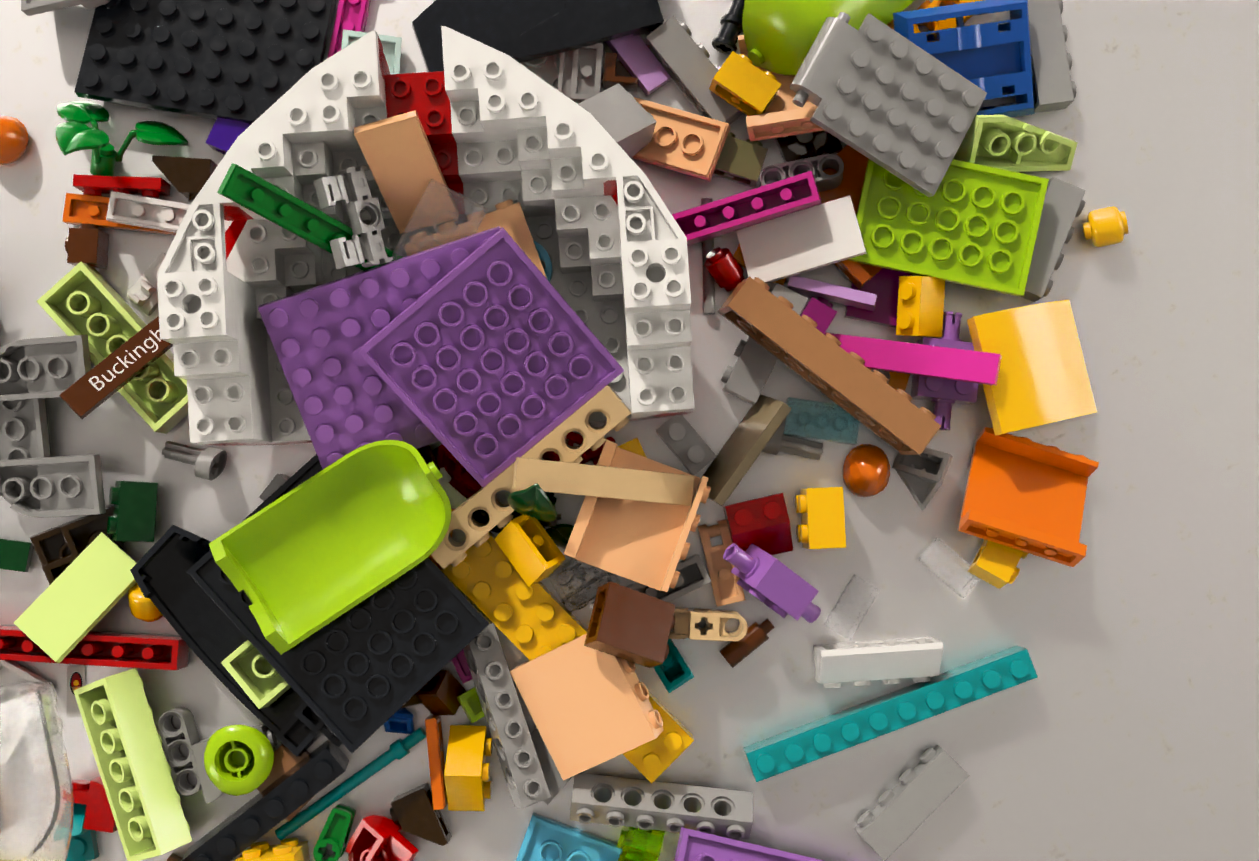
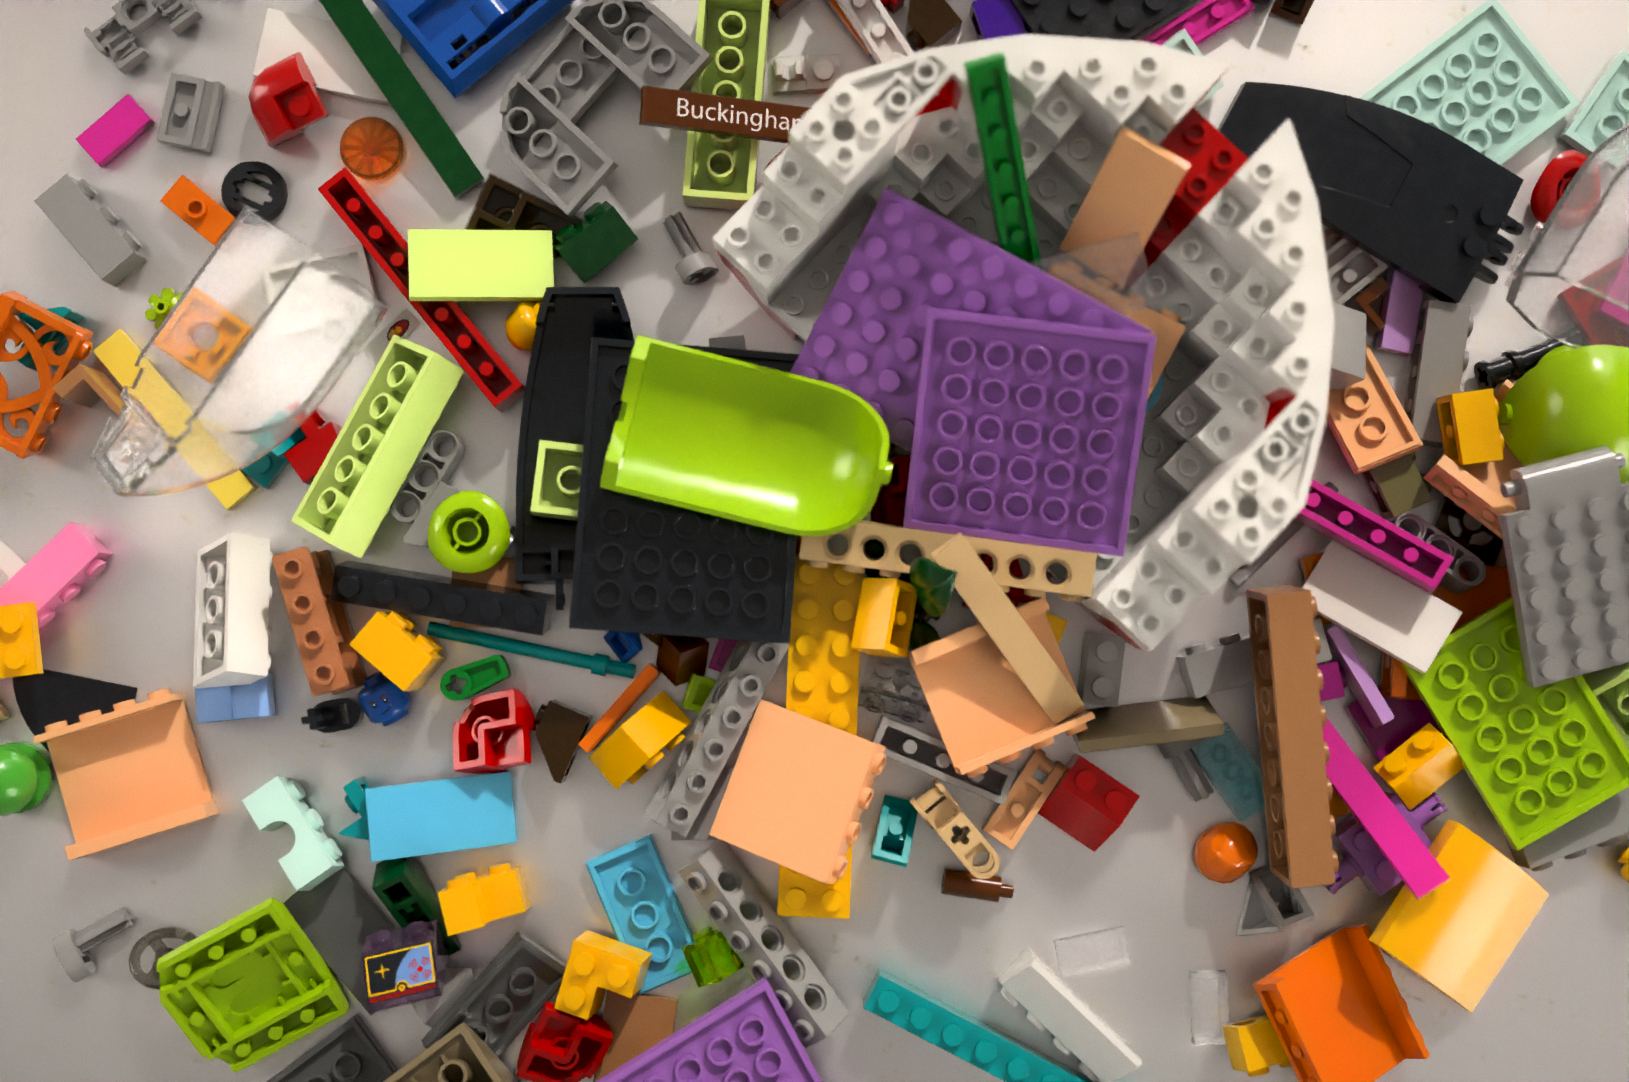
camera: 45 degrees right, 0 degrees up
(354, 189) = (1068, 176): light grey piece -> none
(630, 625) = (903, 769): reddish brown brick -> none
(724, 268) = (1287, 559): red brick -> none
(773, 582) = (1053, 860): medium lavender brick -> none
(821, 518) = (1149, 850): yellow brick -> none

